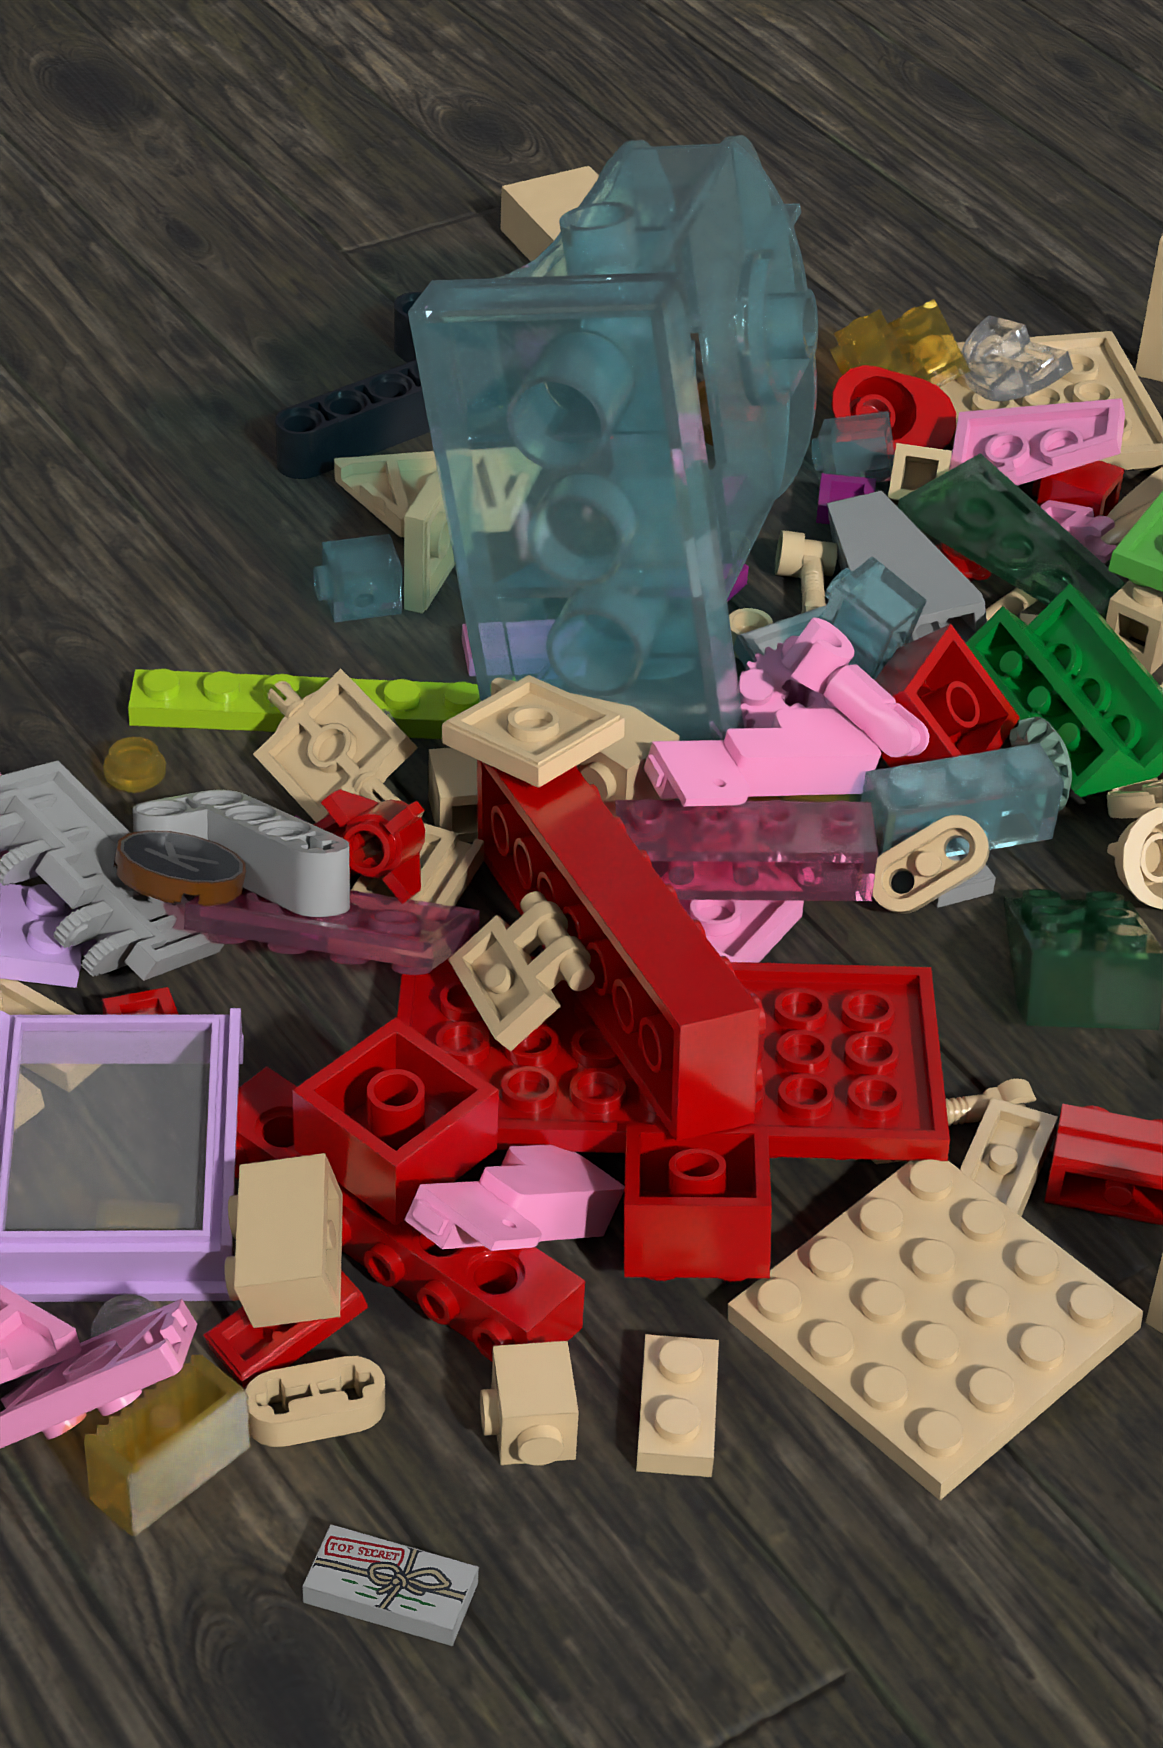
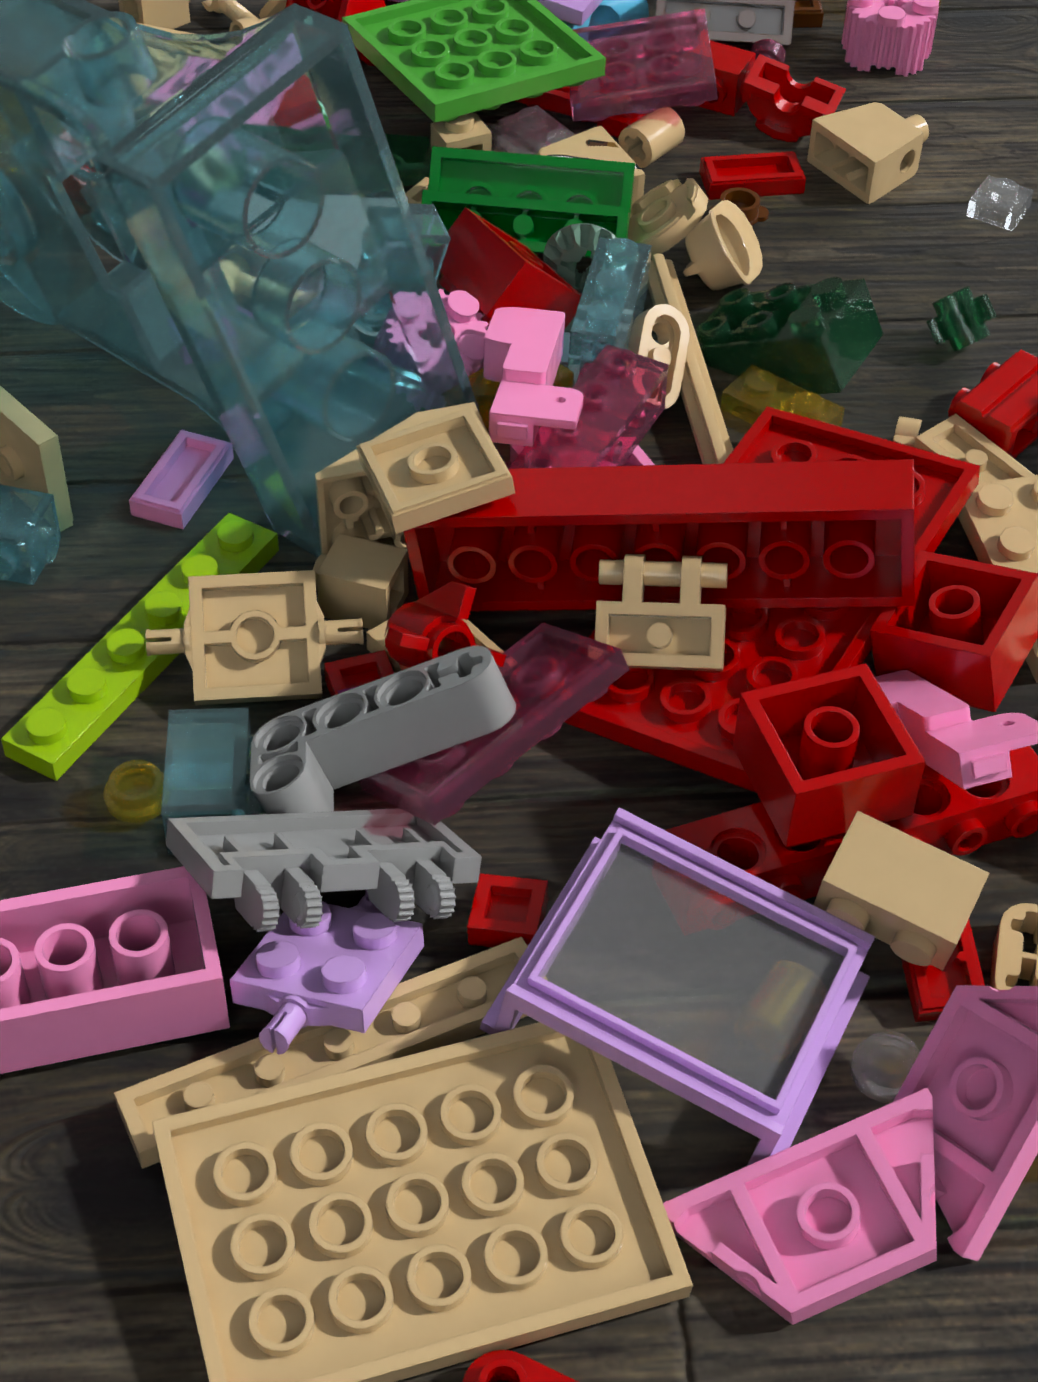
camera: 60 degrees left, 5 degrees up
(163, 772) = (208, 765): none -> clear light blue brick
(178, 864) = (378, 788): tile -> none
(821, 664) = (467, 287): bright pink piece -> none
(977, 998) = (760, 388): none -> clear yellow plate
(980, 892) = (696, 386): none -> tan axle

